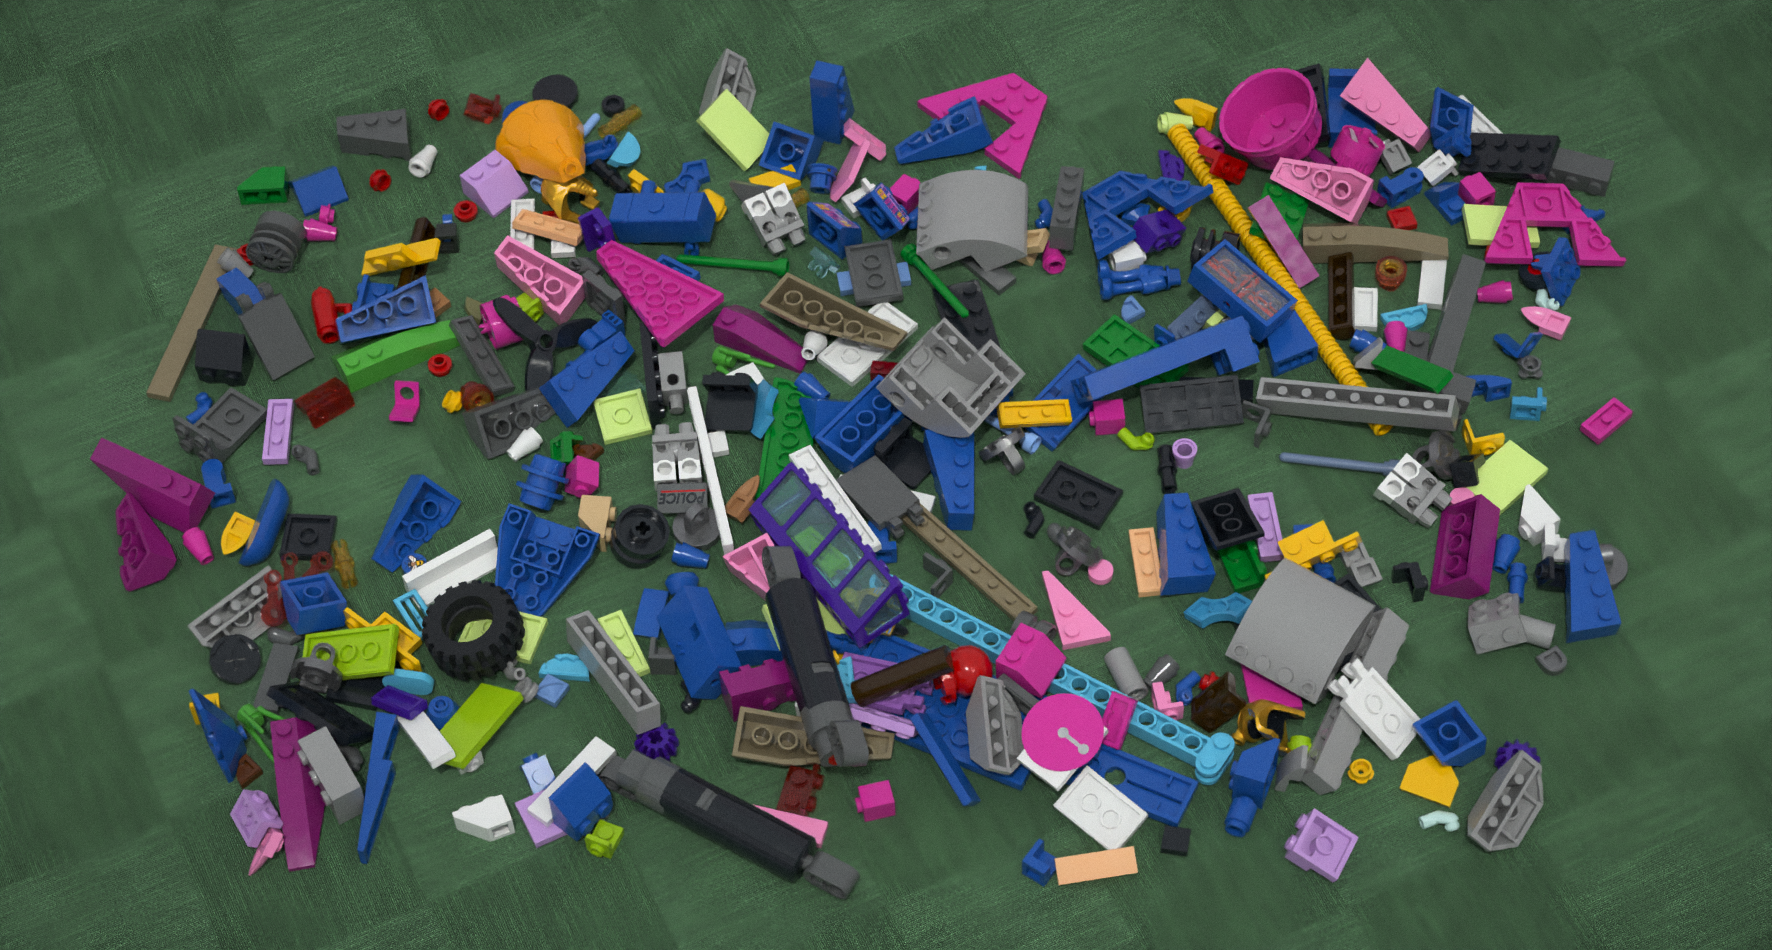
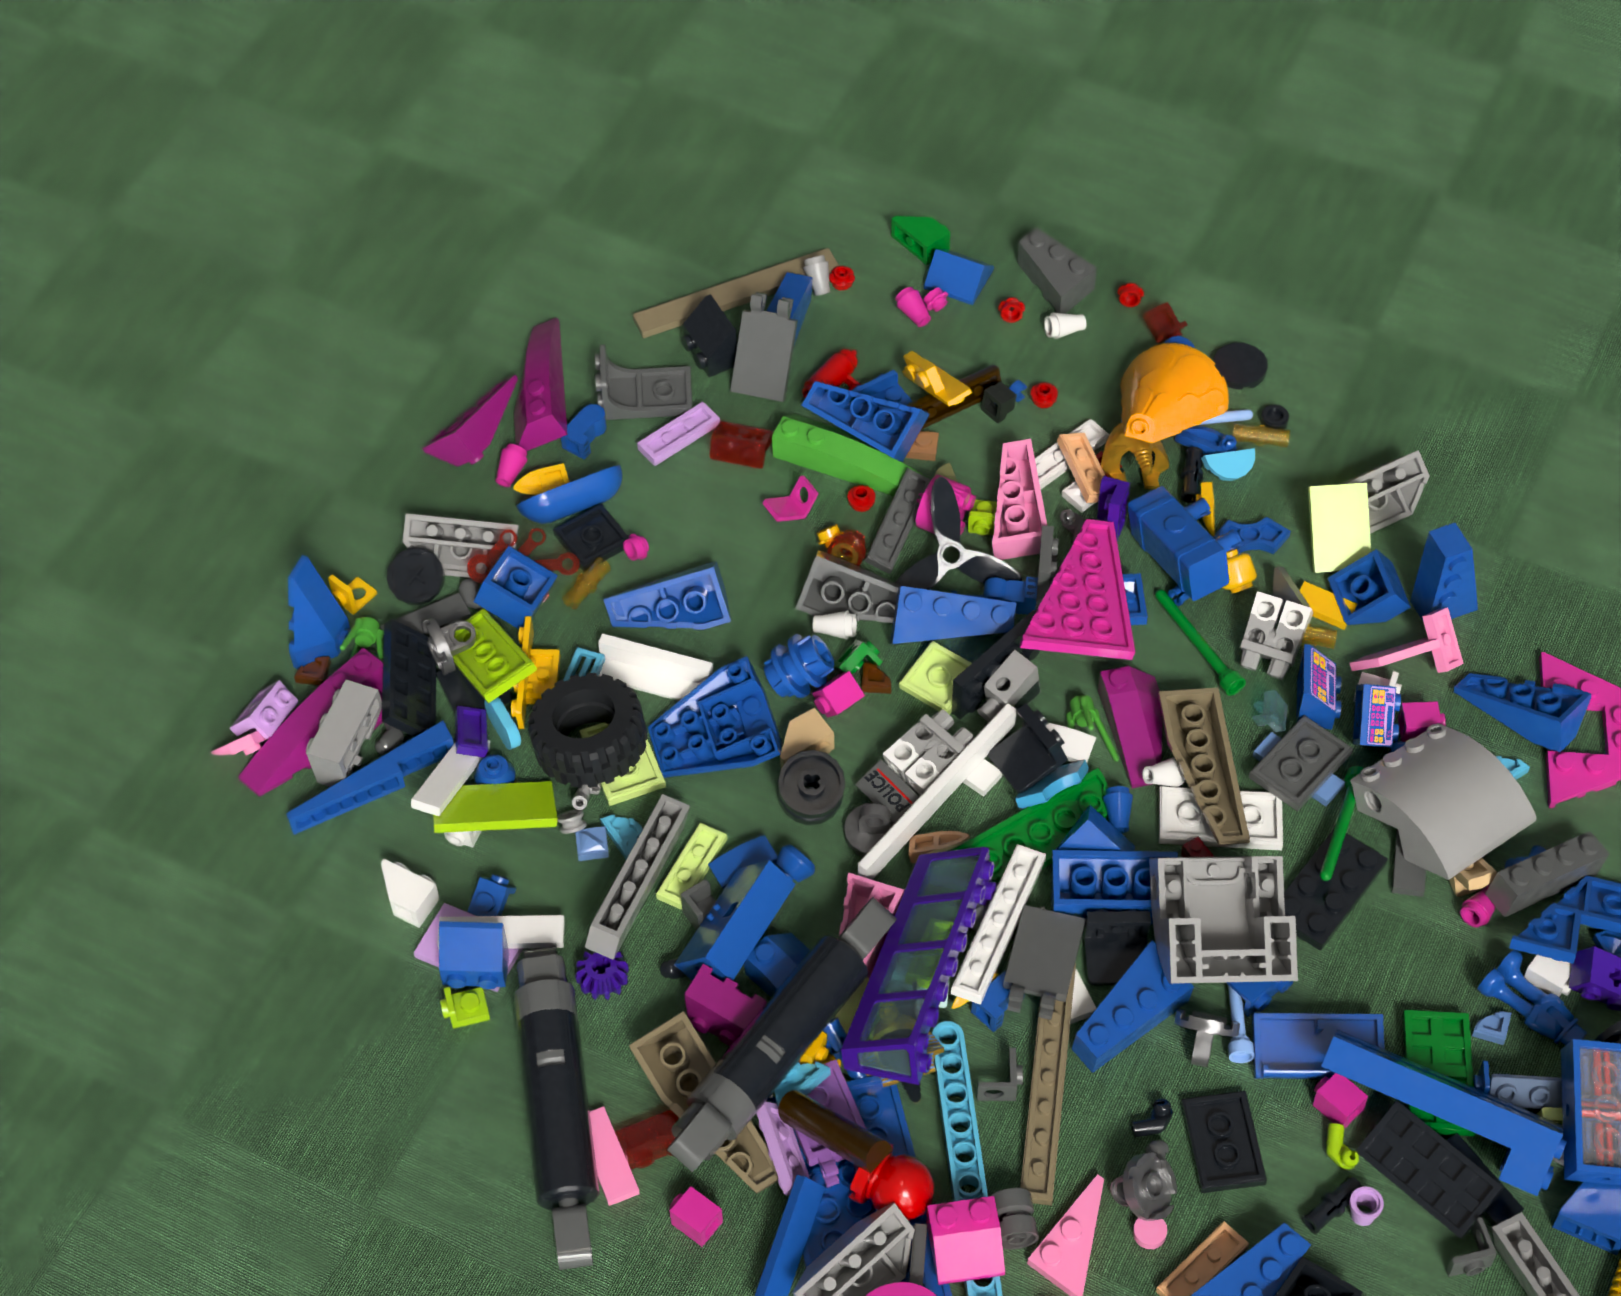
camera: 50 degrees right, 0 degrees up
(204, 404) = (660, 361): blue arm -> none
(275, 241) = (865, 283): dark grey wheel -> none
(307, 456) = (674, 475): dark grey arm -> none
(345, 516) = (636, 547): none -> dark pink plate
(412, 562) = (633, 632): tile -> none
(493, 184) = (1091, 392): lavender slope -> none
(689, 556) = (834, 846): blue cone -> none
(821, 177) = (1364, 638): blue piece -> none
(1034, 413) = (1270, 1026): yellow tile -> none

